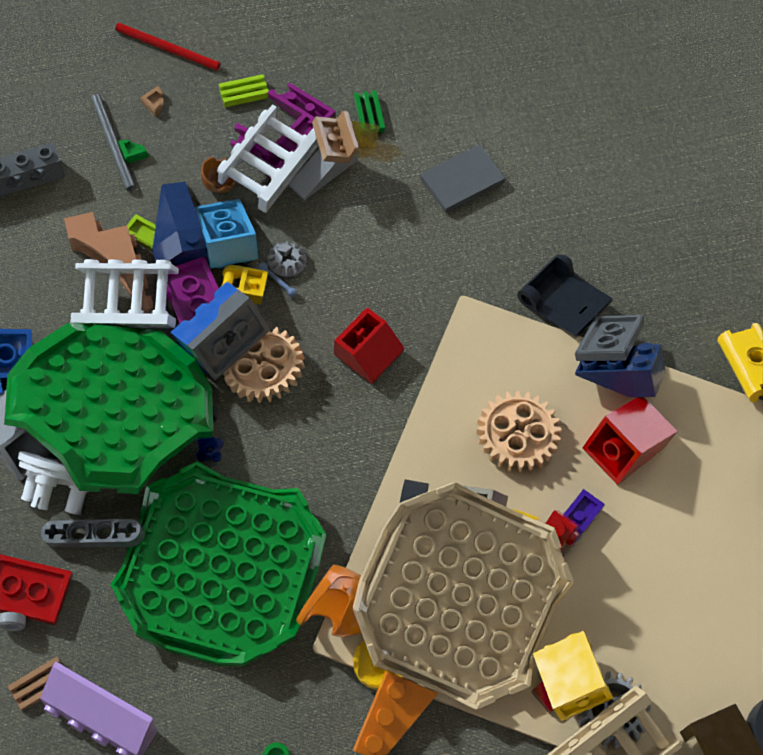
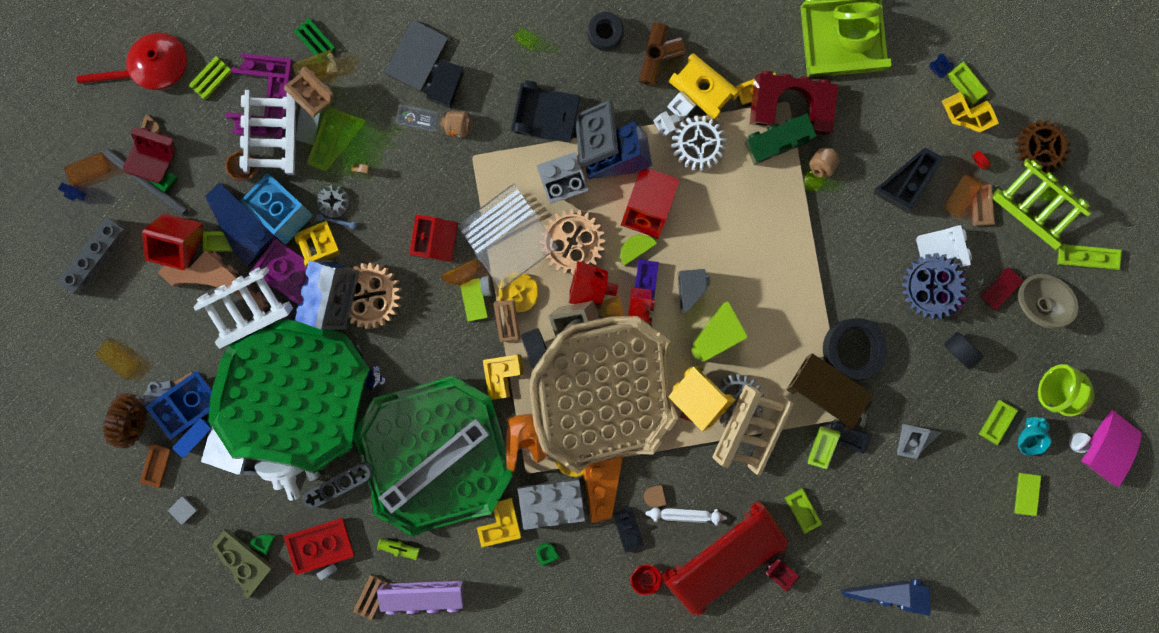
camera: 25 degrees left, 25 degrees up
(36, 109) = (71, 192): none -> clear blue plate
(66, 101) = (87, 169): none -> clear orange tile
(99, 195) = (171, 241): none -> red slope
(109, 646) = (385, 544): none -> lime pin
(138, 119) = (149, 155): none -> dark red bracket
(169, 573) = (434, 465): none -> light grey arch
(203, 49) = (162, 69): none -> red dish
(245, 697) = (505, 527): none -> yellow plate
(320, 697) = (551, 503): none -> light grey piece
(329, 199) = (333, 138): none -> clear neon green wedge
(337, 245) = (361, 169): none -> medium nougat tile
(350, 518) = (497, 372): none -> yellow plate
(371, 434) = (474, 300): none -> lime tile
(375, 399) = (461, 274): none -> clear orange tile
(388, 490) = (504, 303): none -> medium nougat tile
(395, 426) = (486, 286): none -> light grey tile
(425, 232) = (416, 118): none -> clear tile
(426, 451) = (524, 292): none -> yellow tile
(451, 387) = (507, 236): none -> clear piece
(464, 256) = (457, 123): none -> medium nougat head
(475, 215) = (444, 83): none -> black brick
(515, 479) = (590, 284): none -> red torso
(547, 357) = (562, 178): none -> light grey slope
(584, 221) = (525, 38): none -> clear neon green slope
(587, 477) = (635, 247): none -> lime tile
(631, 547) = (691, 287): none -> dark grey slope
(632, 616) = (718, 333): none -> lime slope
(679, 245) = (600, 19): none -> black tyre
(692, 372) = (666, 123): none -> white tile
(719, 366) = (681, 105): none -> white tile
(728, 306) = (666, 50): none -> reddish brown piece
(734, 410) = (707, 142): none -> white gear

